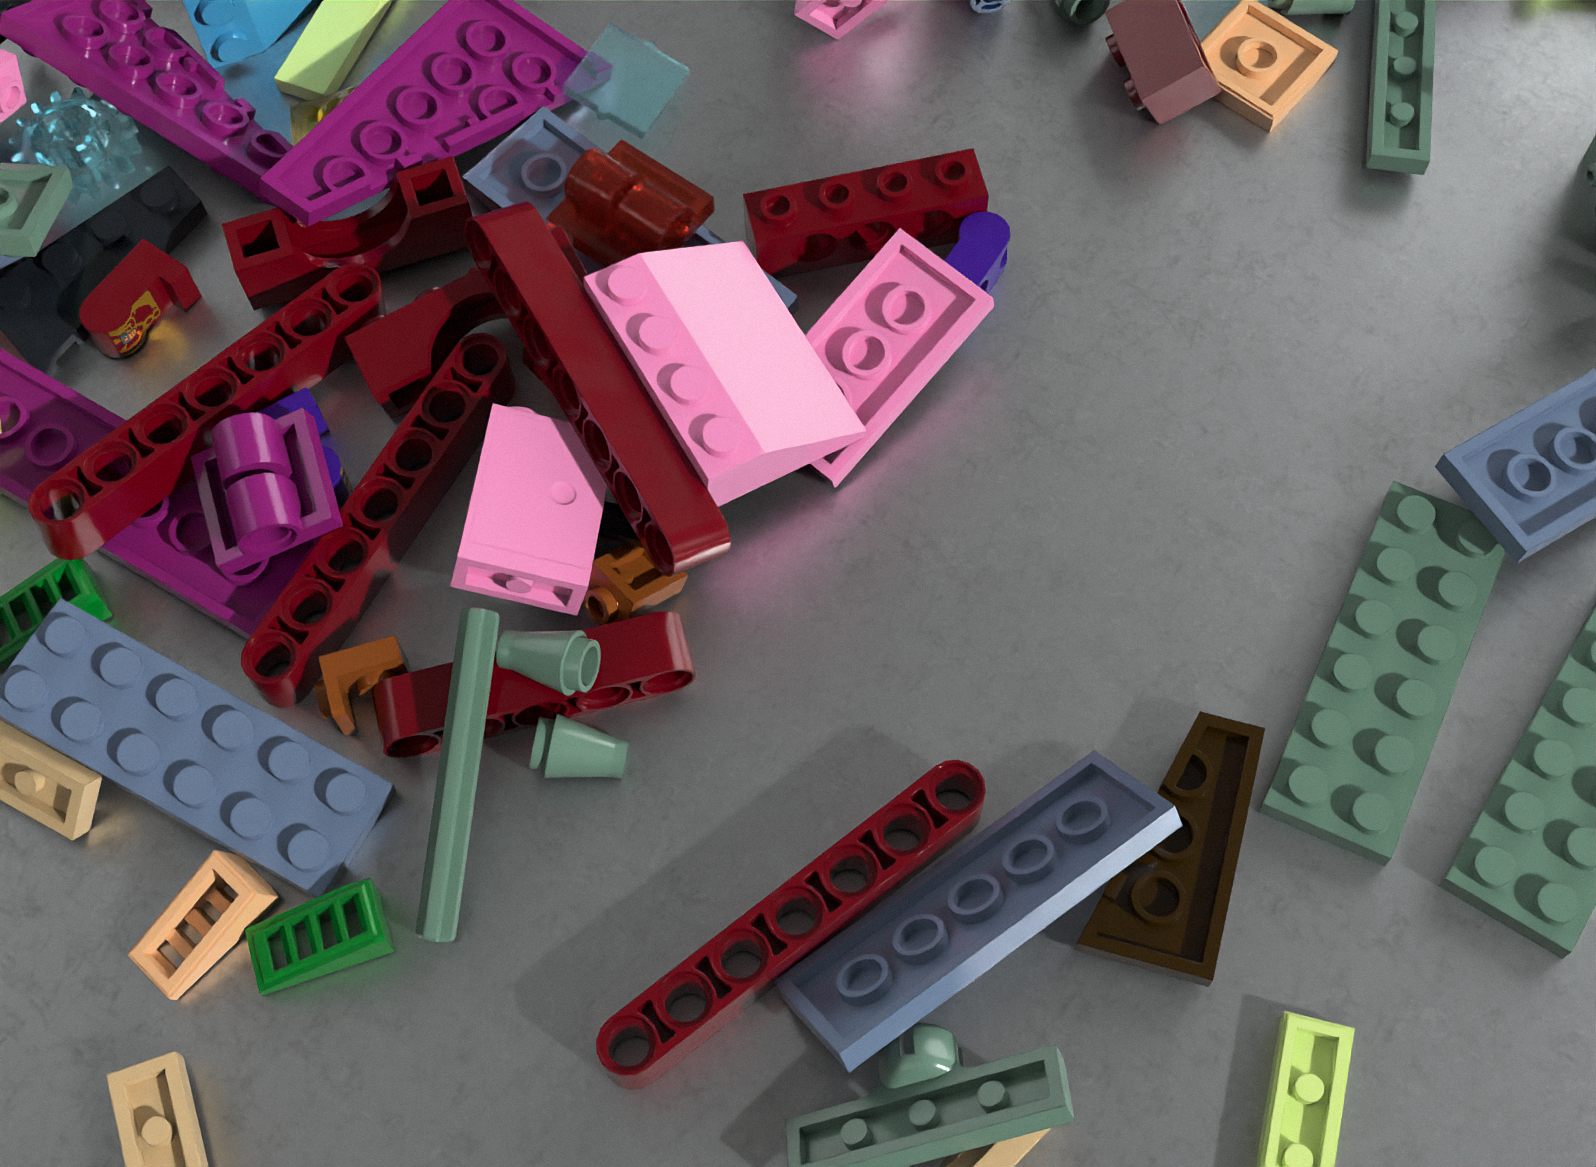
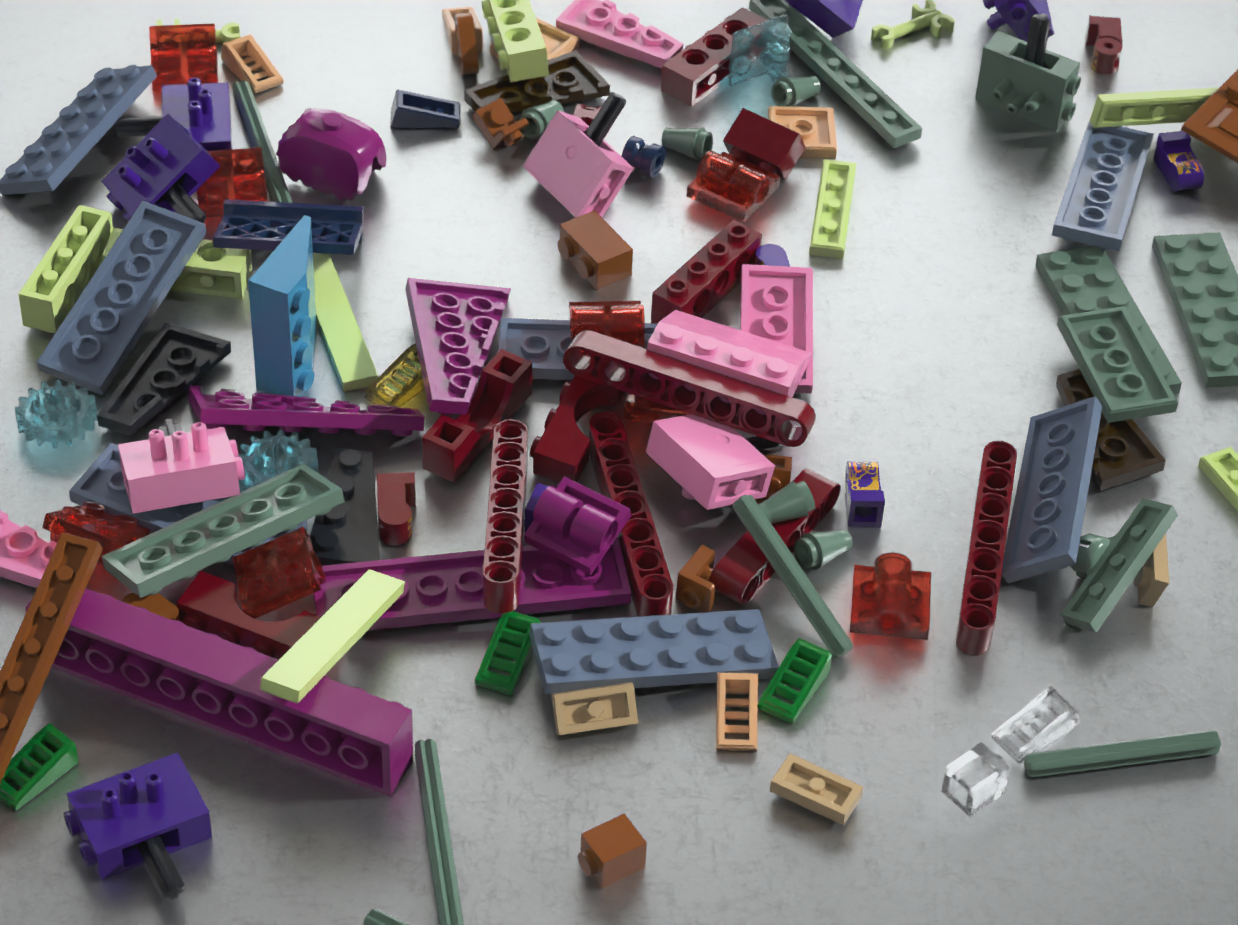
camera: 45 degrees left, 20 degrees down
(572, 909) = (890, 598): none -> clear red plate
(626, 80) = (524, 289): clear light blue piece -> none
(721, 703) = (863, 489): none -> dark purple leg
(770, 78) = (595, 250): none -> dark orange brick
(1061, 88) = (731, 185): none -> clear red plate
(1173, 212) = (832, 209): none -> yellowish green tile
(1305, 760) = (1117, 364): none -> sand green tile

